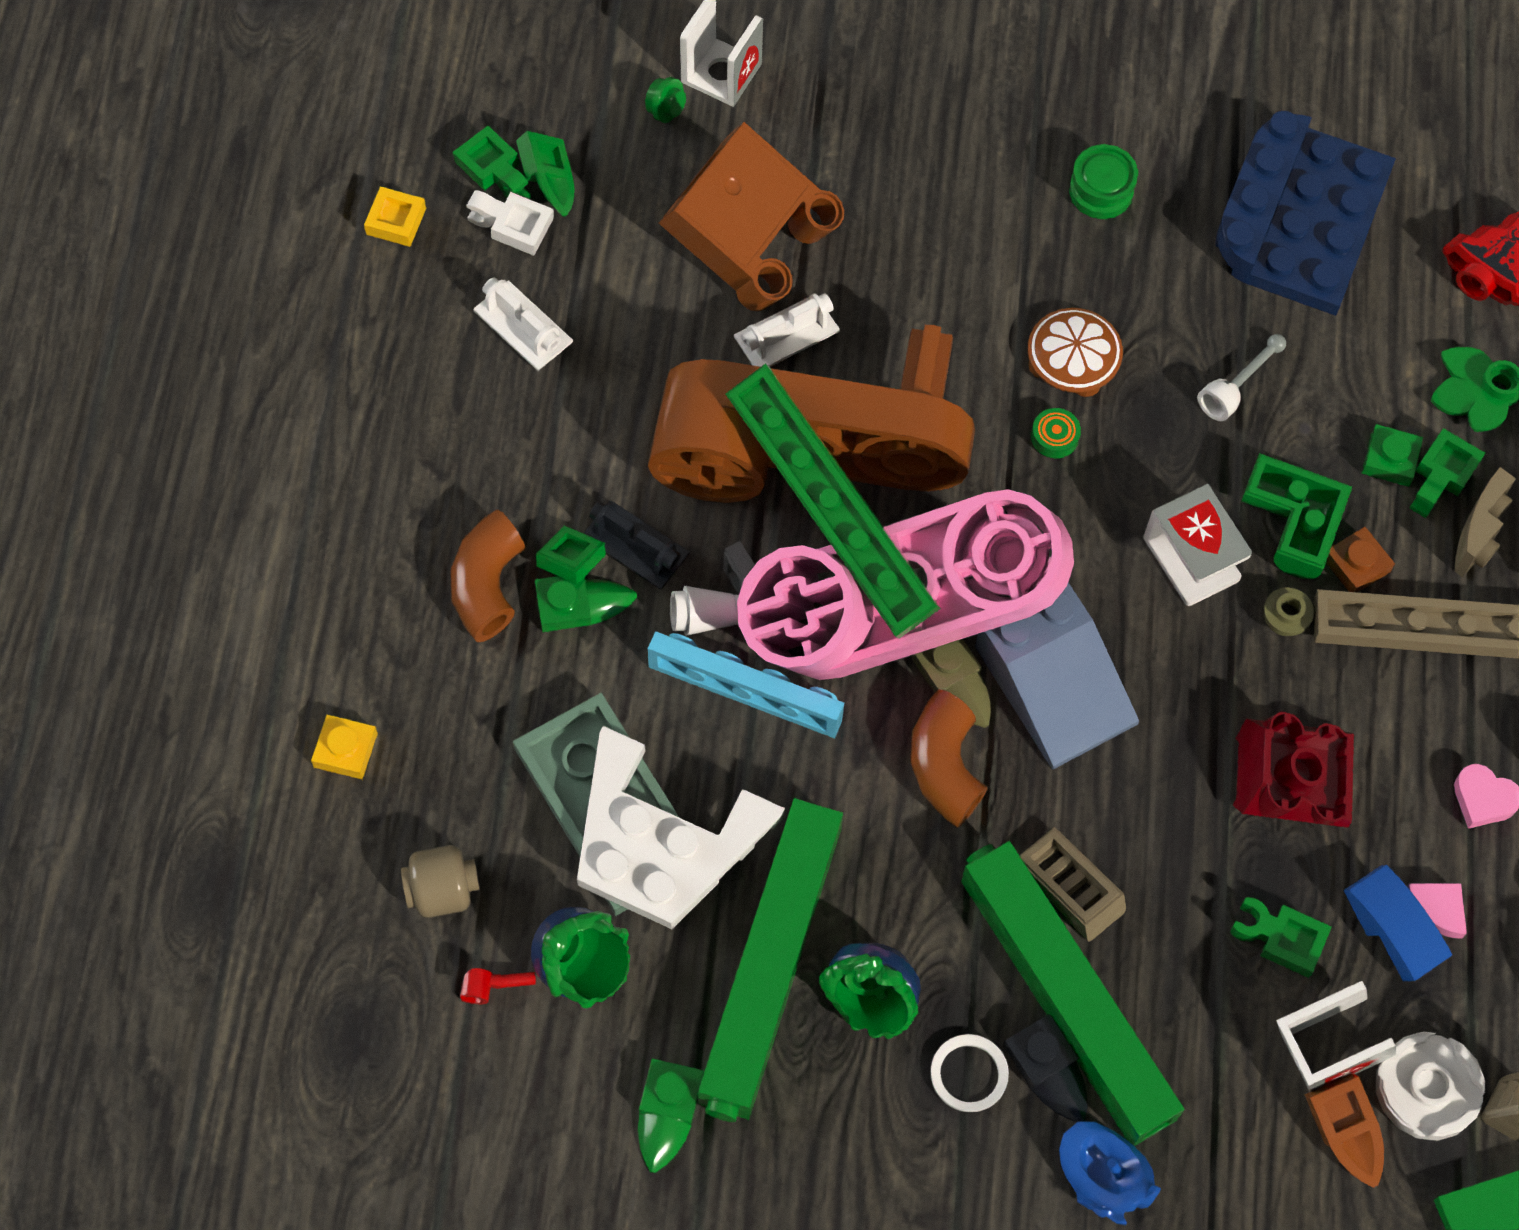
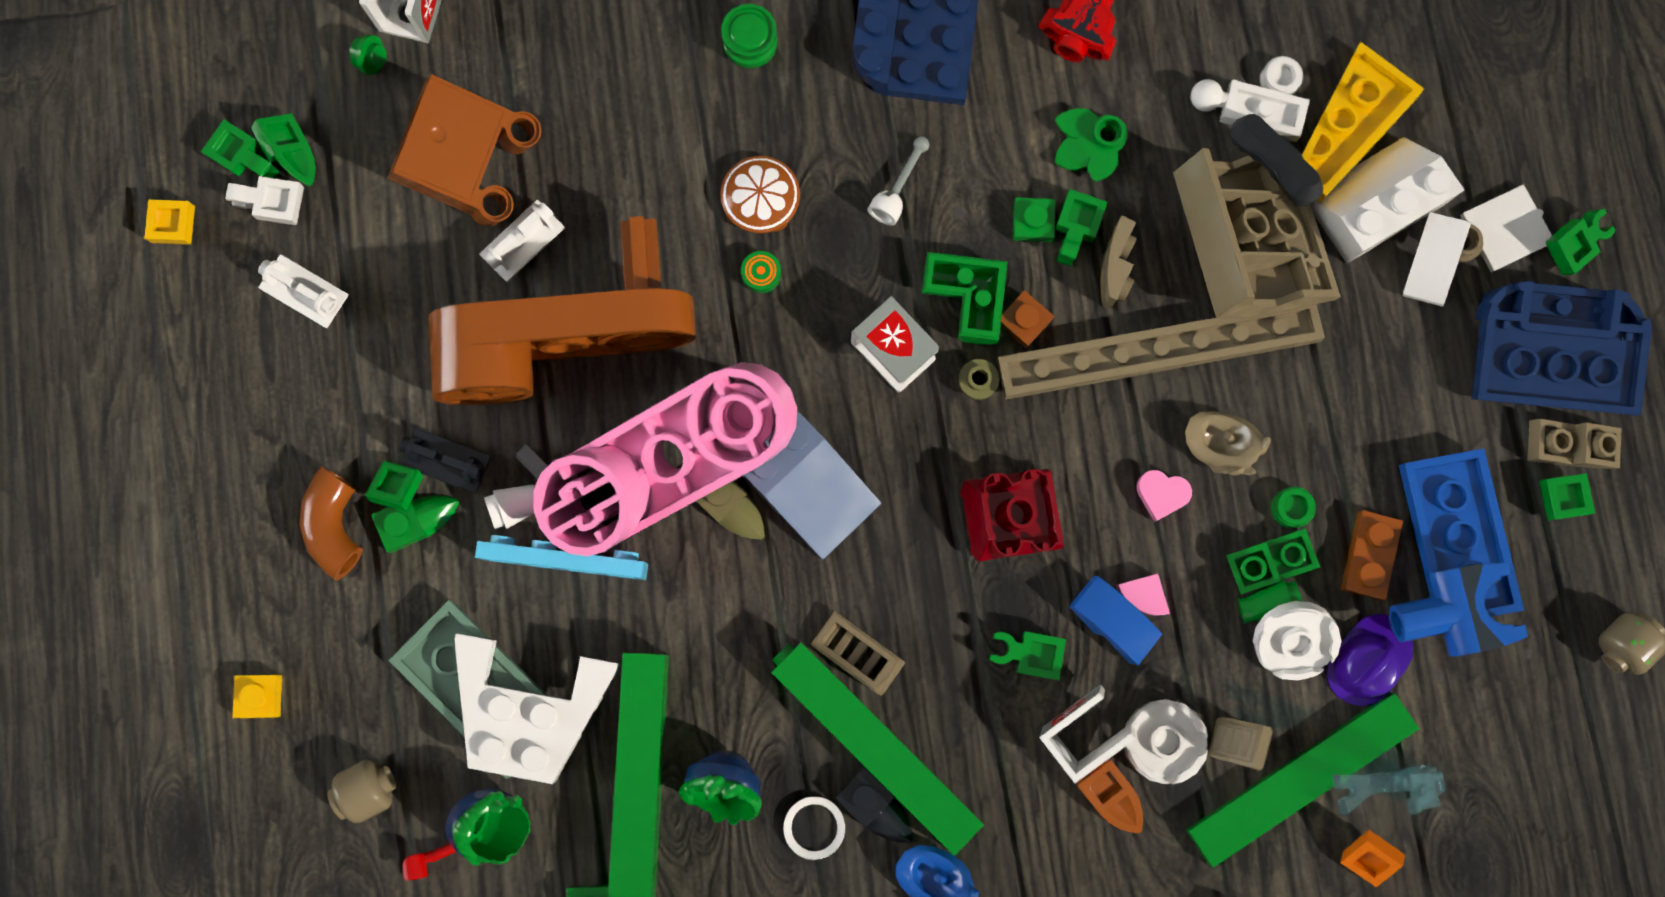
camera: 15 degrees left, 15 degrees up
(833, 501) = (586, 406): green tile -> none
(938, 758) = (730, 582): dark orange cylinder -> none

